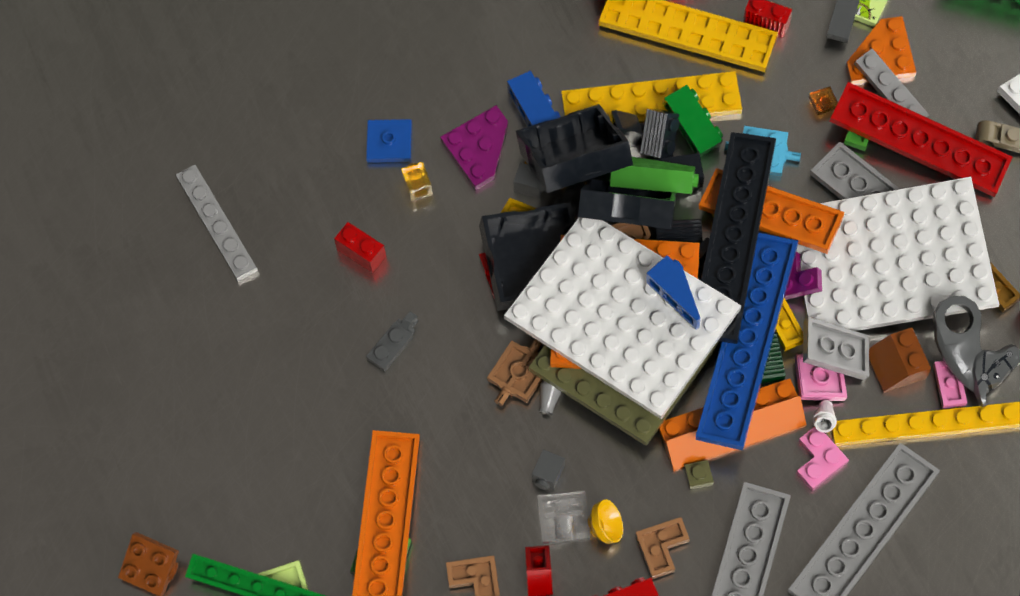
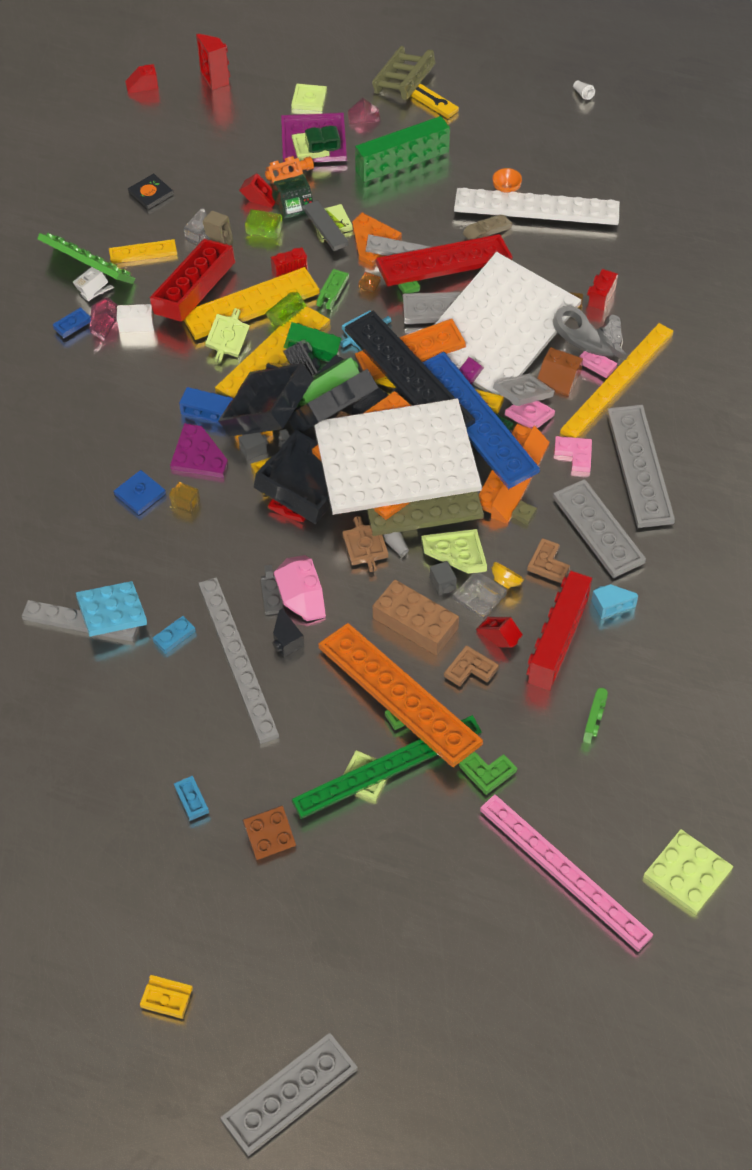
camera: 50 degrees left, 10 degrees down
(127, 471) = (191, 798): none -> dark azure plate
(245, 234) = (111, 608): none -> medium azure plate
(273, 306) = (174, 634): none -> dark azure plate
(298, 381) = (238, 661): none -> light grey plate
(357, 394) = (286, 635): none -> black slope
(360, 247) = (192, 557): red brick -> none
(417, 359) = (300, 587): none -> bright pink wedge
(481, 485) = (415, 617): none -> medium nougat brick
(590, 455) = (459, 548): none -> yellowish green plate
(626, 46) = (227, 335): none -> yellowish green plate
(672, 285) = (415, 414): blue slope -> none
(706, 64) = (286, 309): none -> clear neon green brick
(781, 77) = (332, 288): none -> bright green hinge
(825, 418) = (556, 427): white cone -> none

